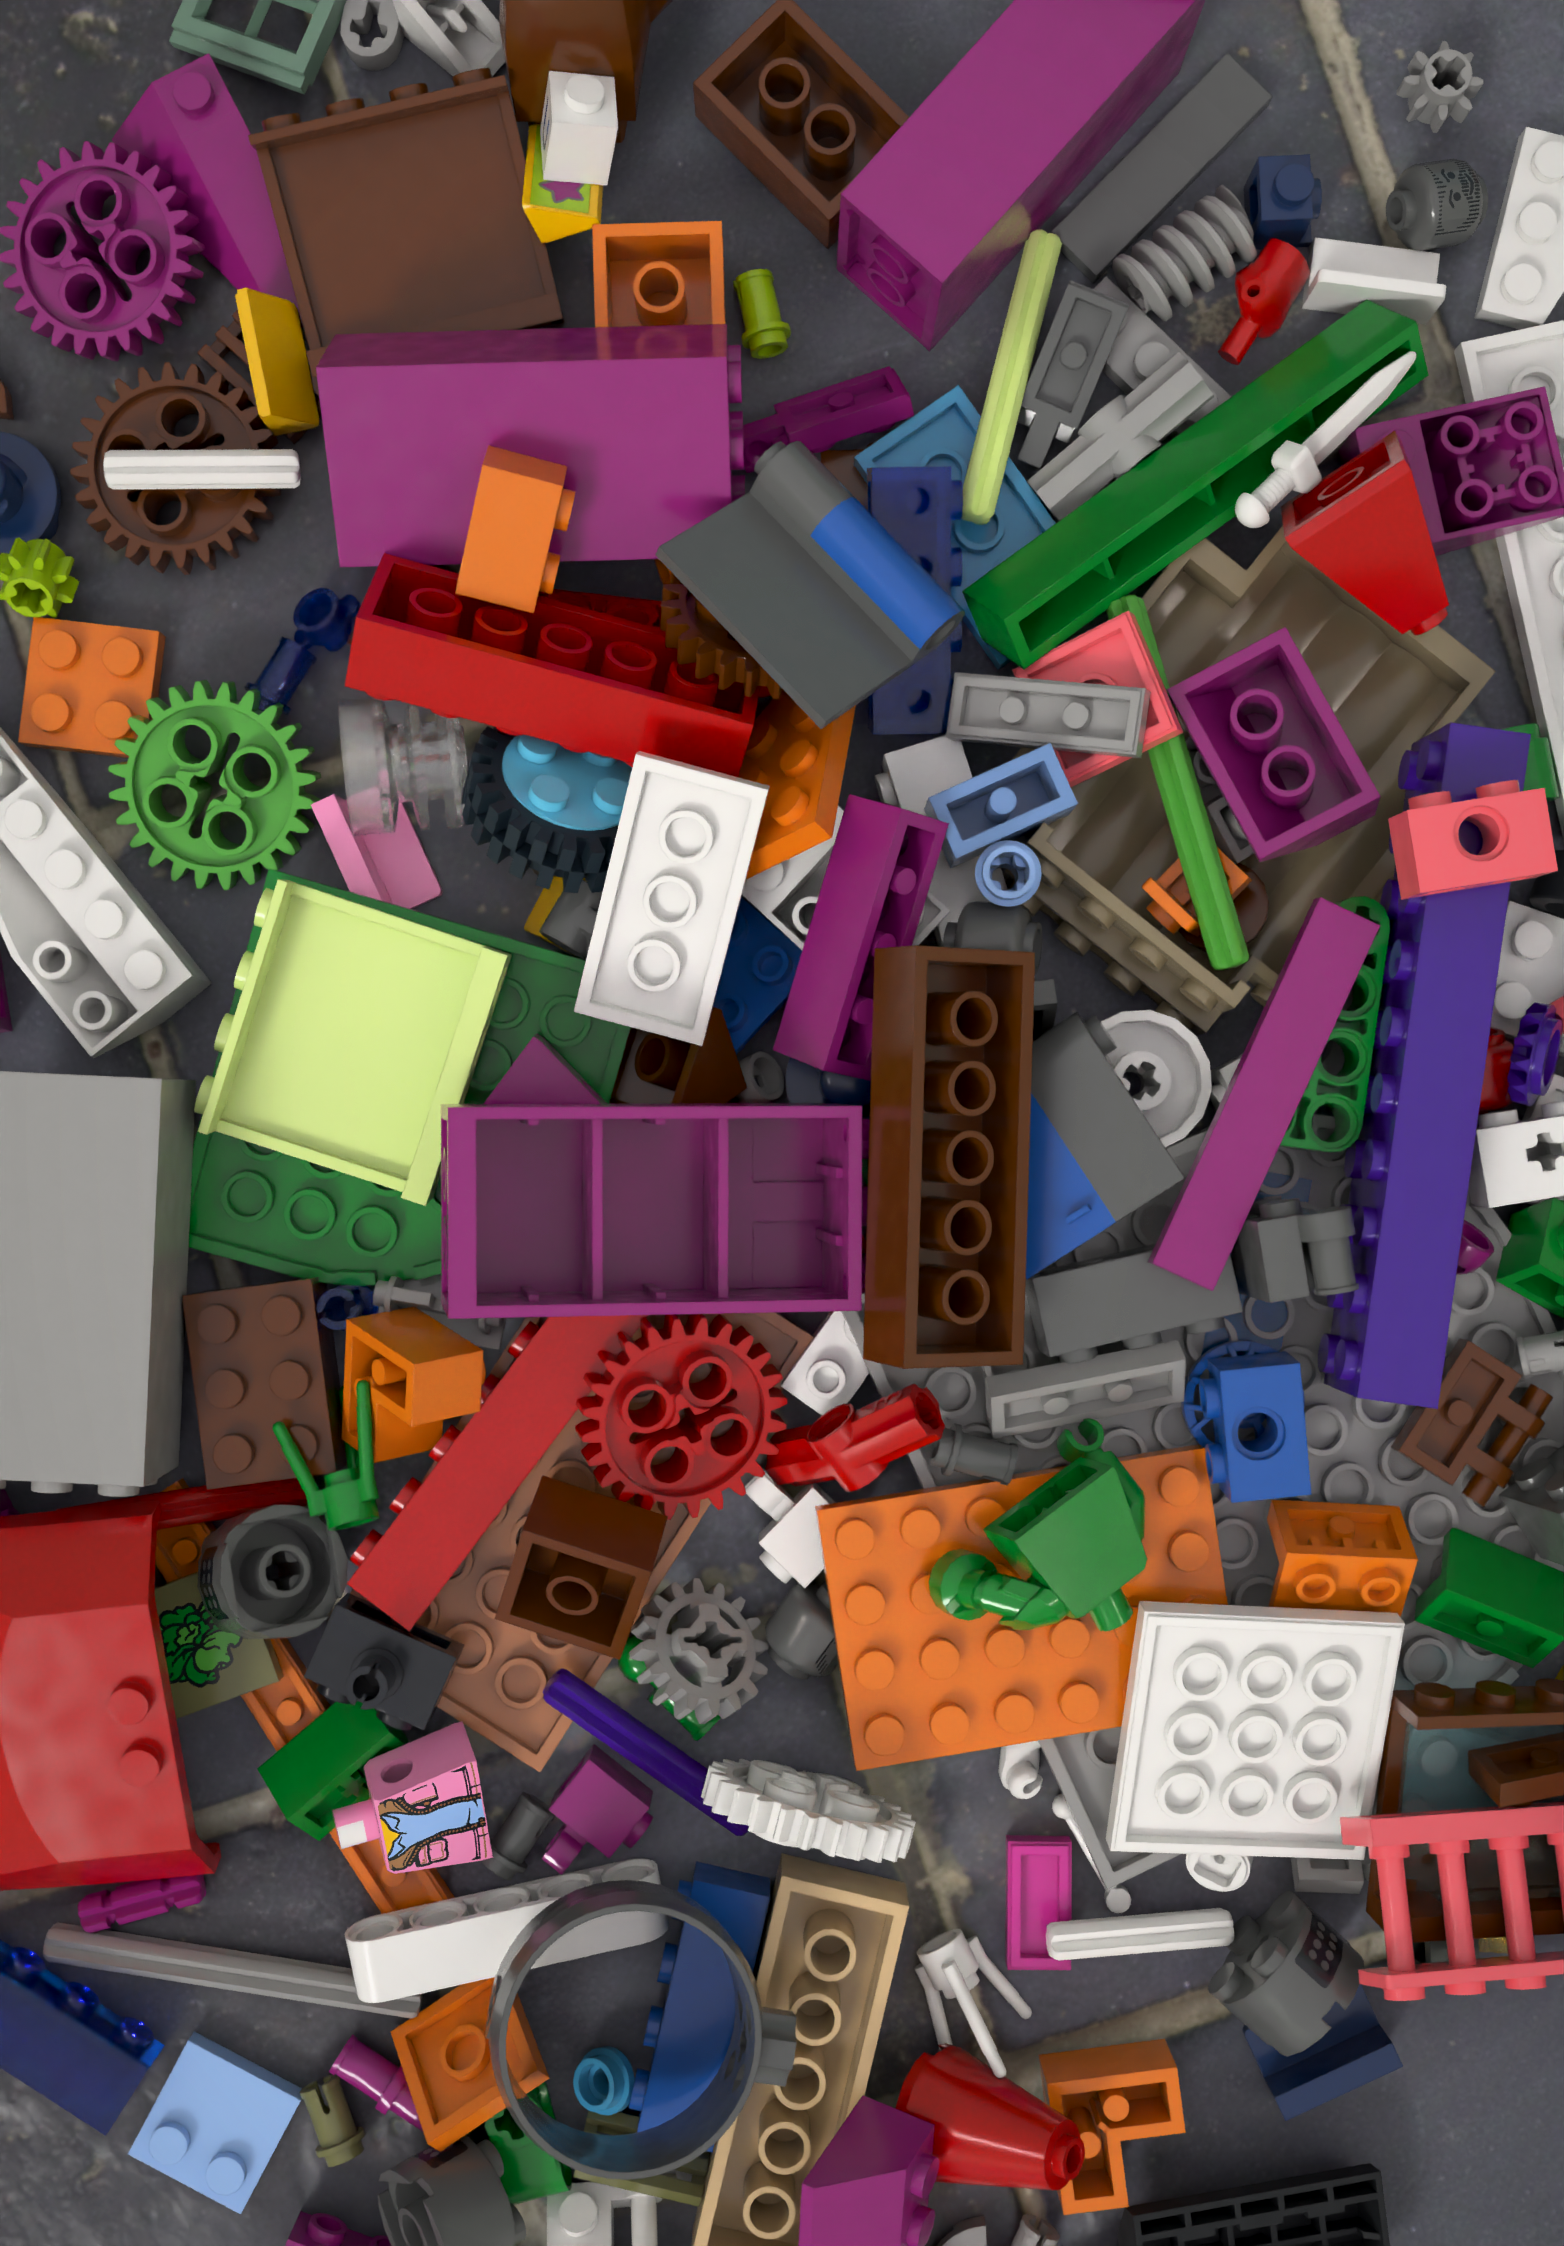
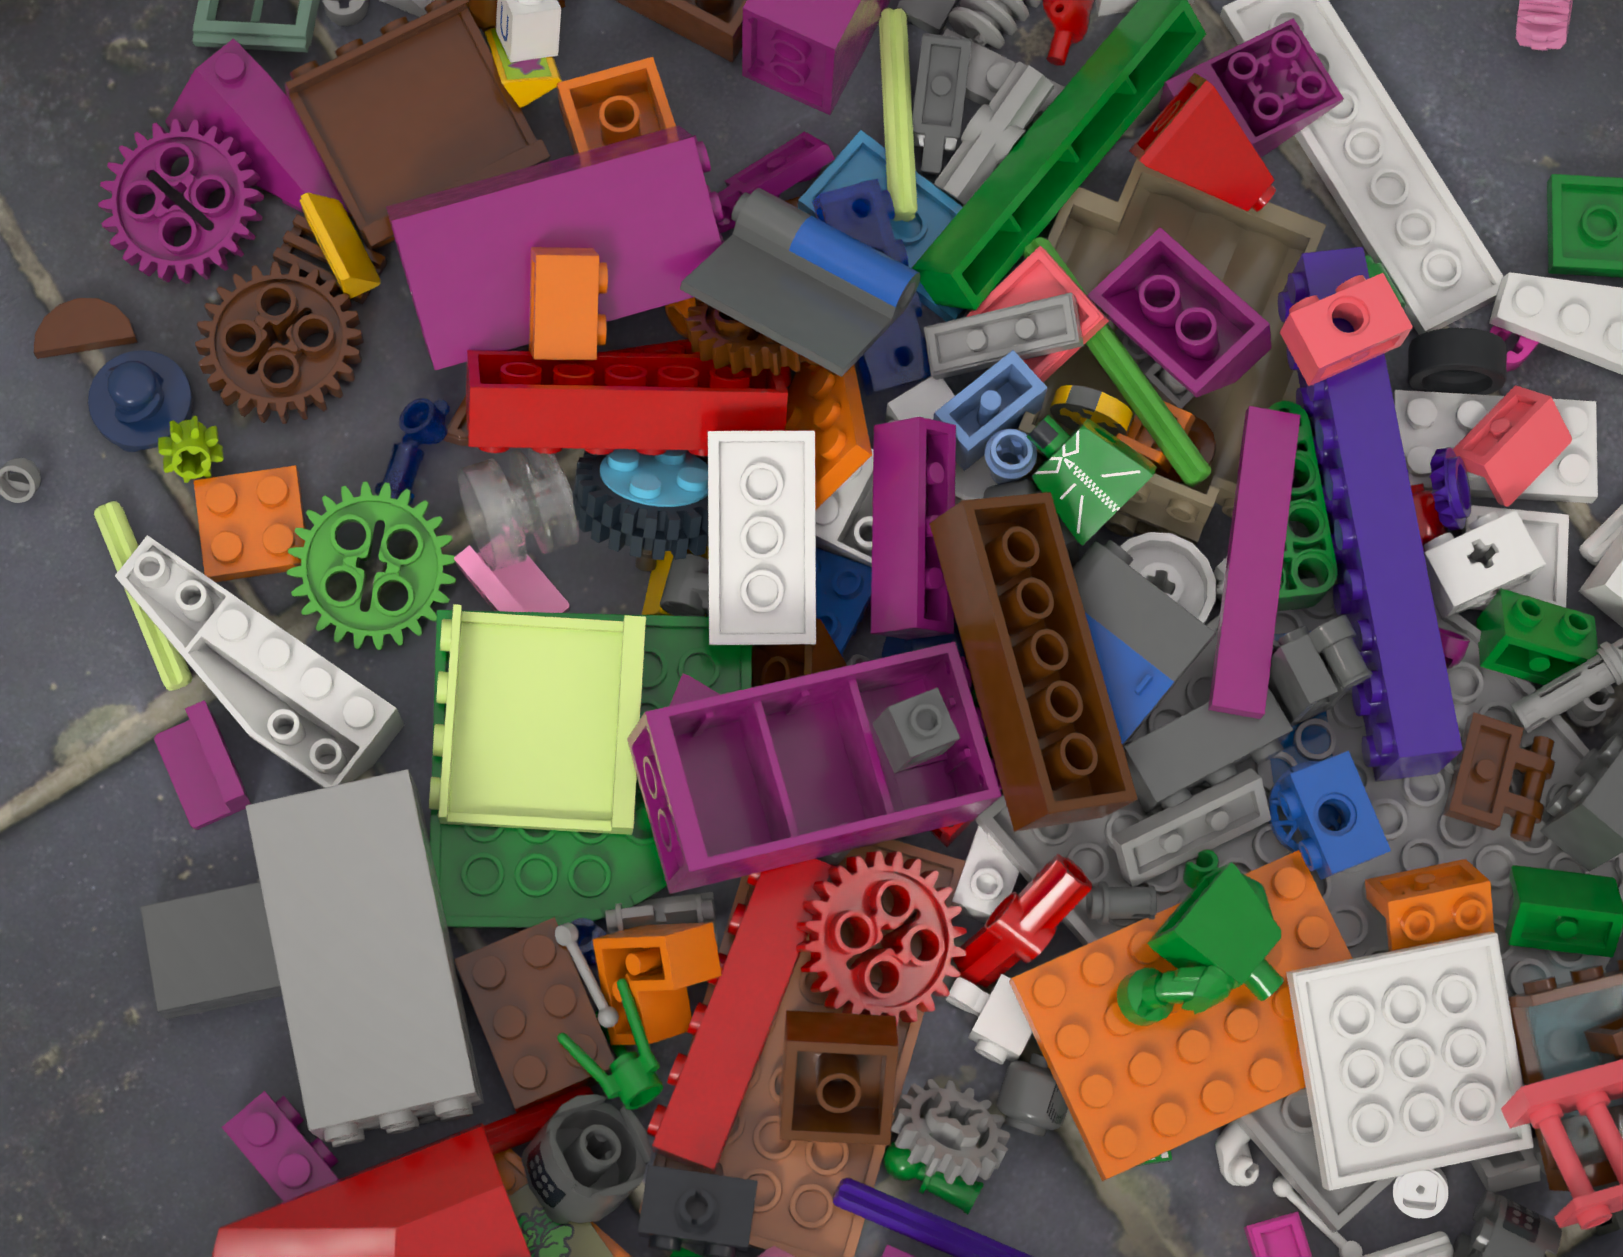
camera: 20 degrees left, 15 degrees down
(202, 469) = (305, 331): white axle -> none
(317, 1309) = (567, 936): none -> light grey hinge
(764, 329) = (696, 117): lime pin -> none
(775, 1217) = (915, 730): none -> dark grey brick
(808, 1810) = (1077, 1222): white gear -> none
(1093, 928) = (1087, 473): none -> green torso
(1127, 839) = (1077, 403): none -> piece
(1297, 463) = (1131, 114): white sword -> none

